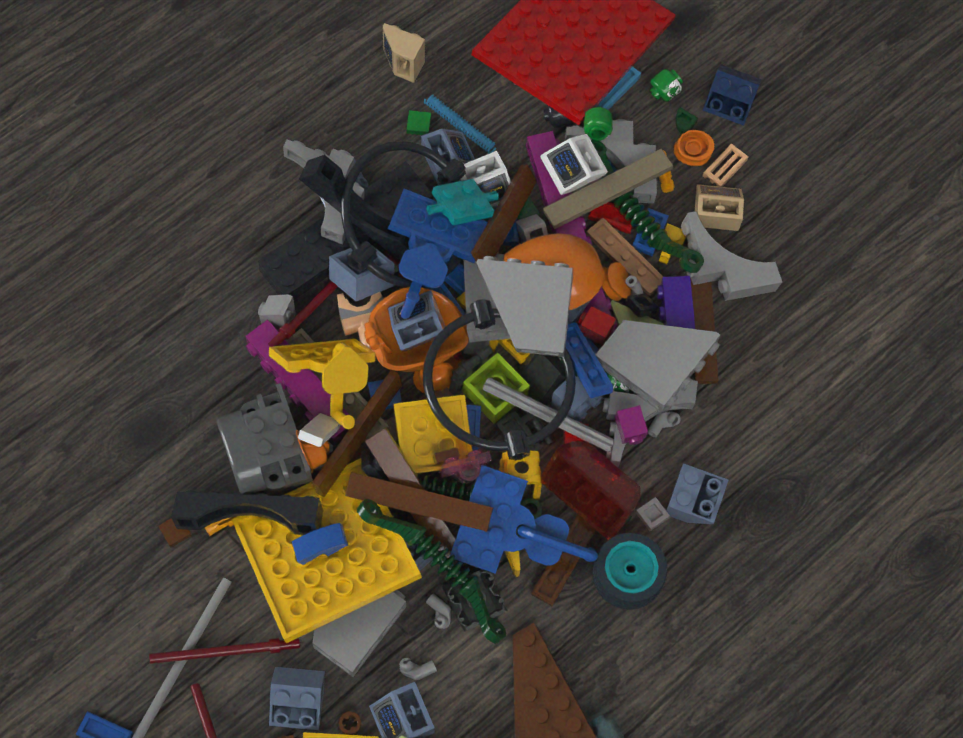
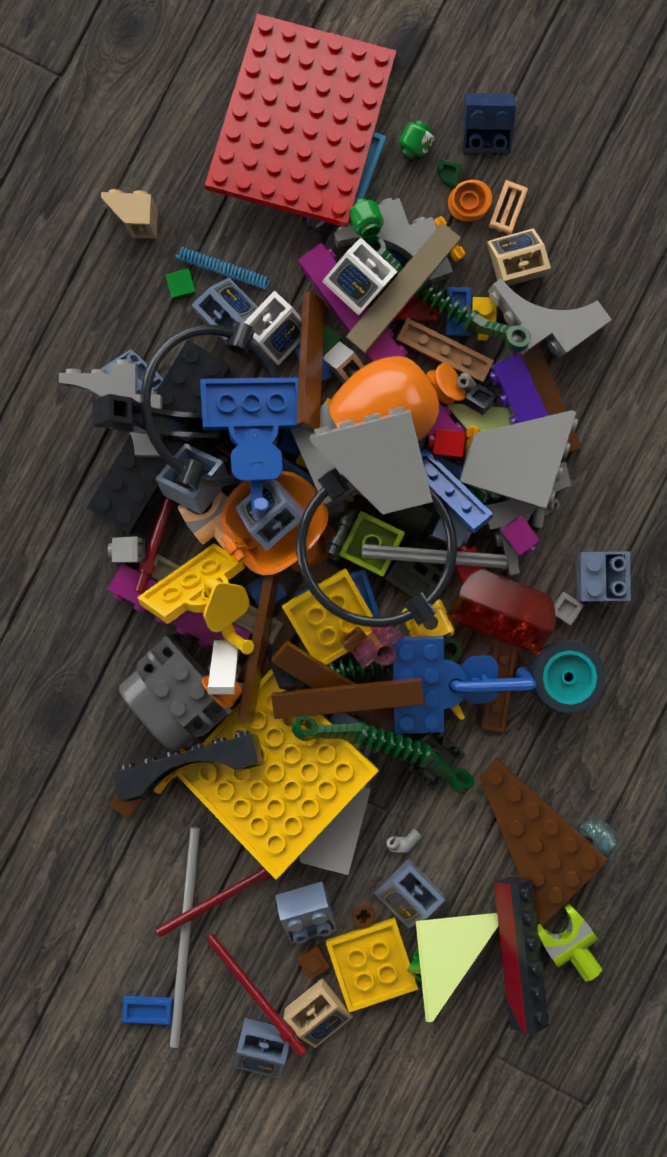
camera: 20 degrees left, 20 degrees up
(318, 542) = (270, 774): blue slope -> none
(442, 611) = (405, 779): light grey arm -> none
(462, 202) = (265, 368): teal plate -> none

